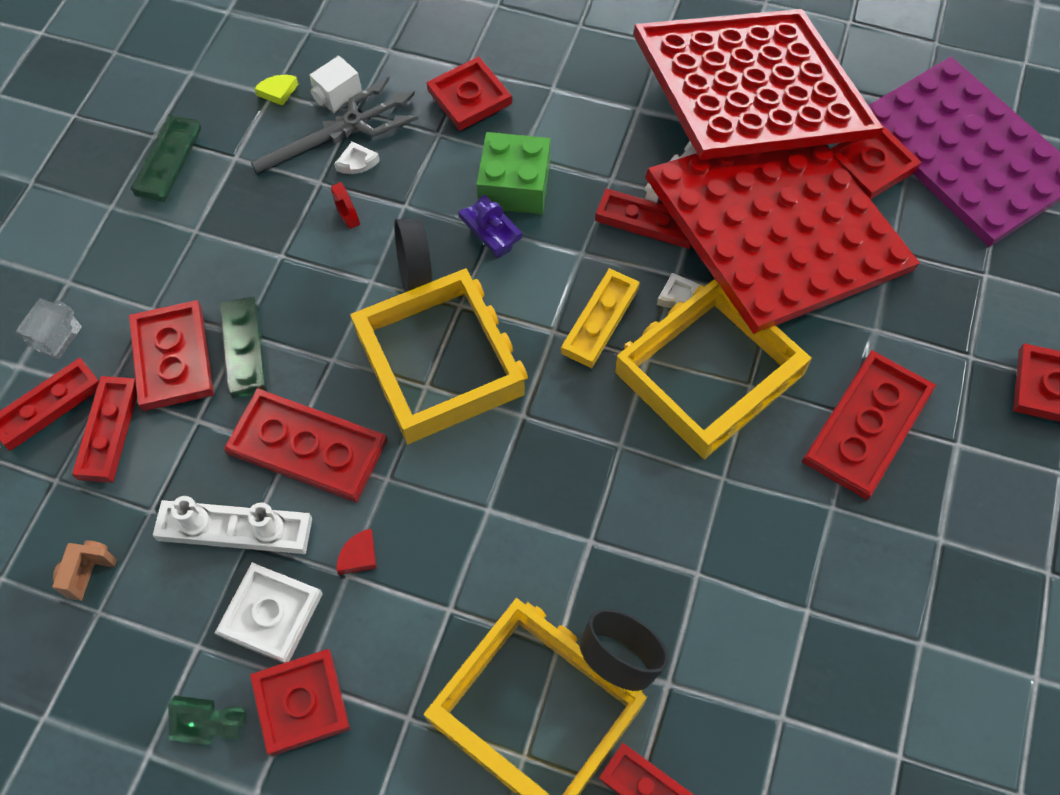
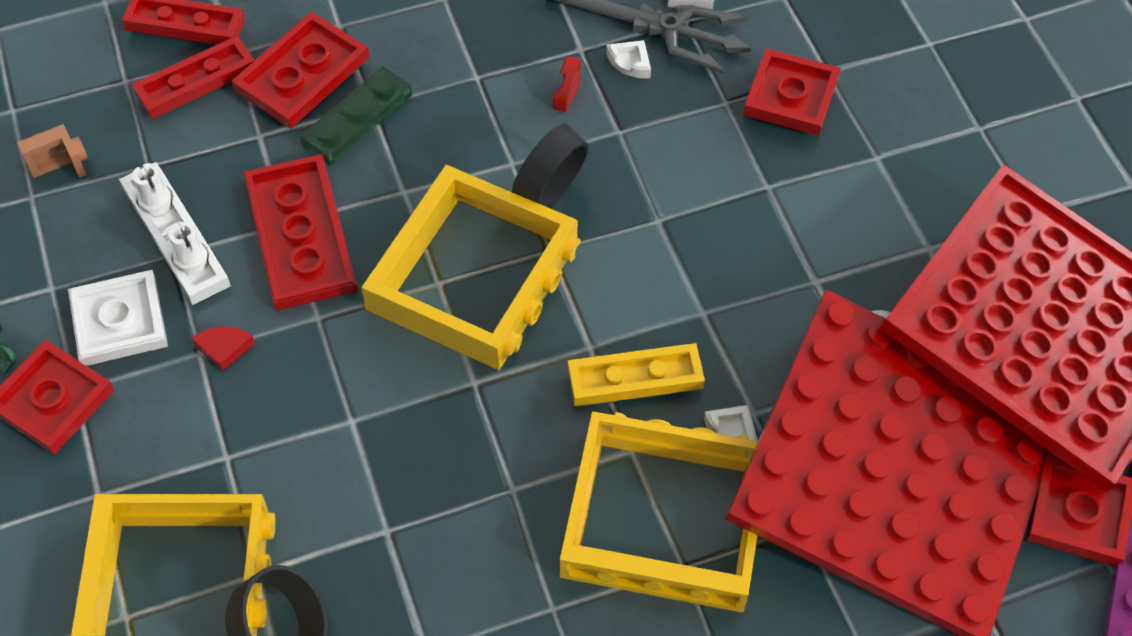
camera: 50 degrees right, 5 degrees down
(491, 225) = (649, 212): dark purple hips -> none
(515, 171) = (731, 189): bright green brick -> none
(639, 217) = (780, 319): red plate -> none

